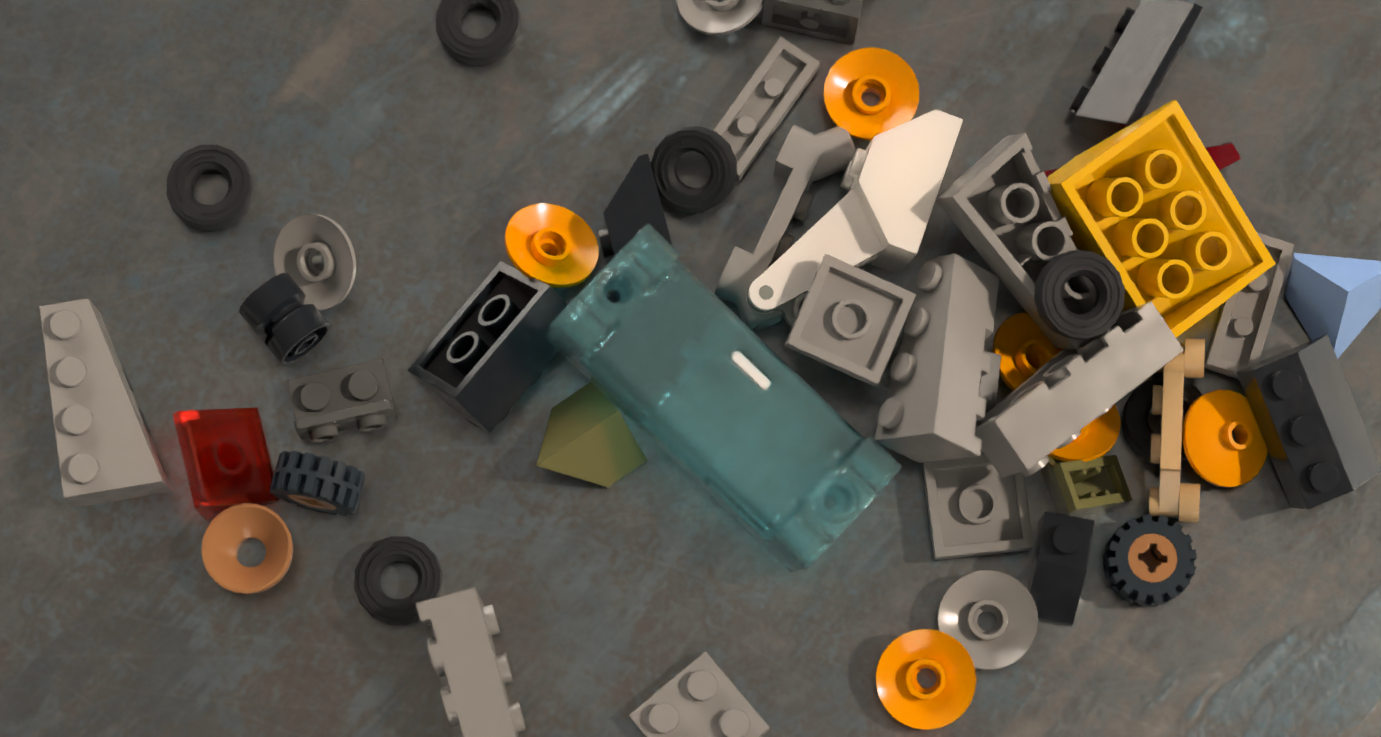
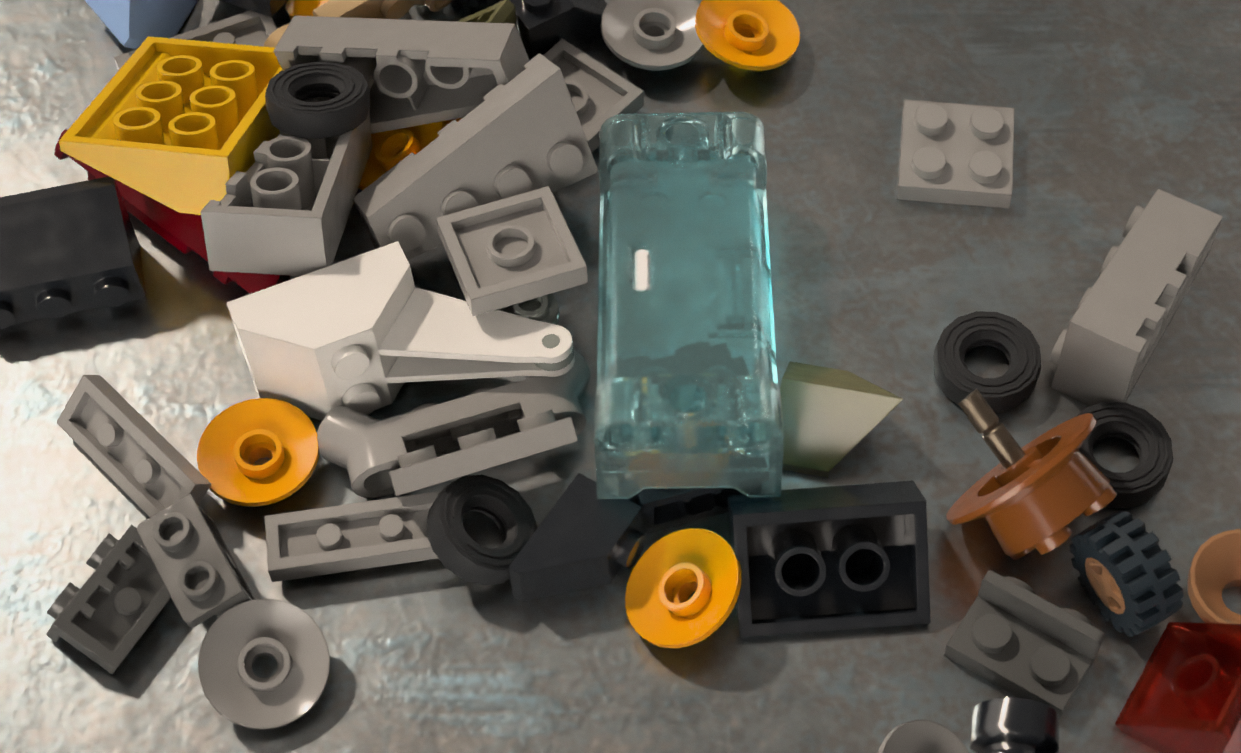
camera: 130 degrees left, 20 degrees down
(417, 483) = (1034, 486): none -> dark orange piece
(530, 602) = (998, 332): none -> black tyre
(733, 199) = (481, 451): none -> light grey plate
(939, 26) = (129, 447): none -> light grey plate

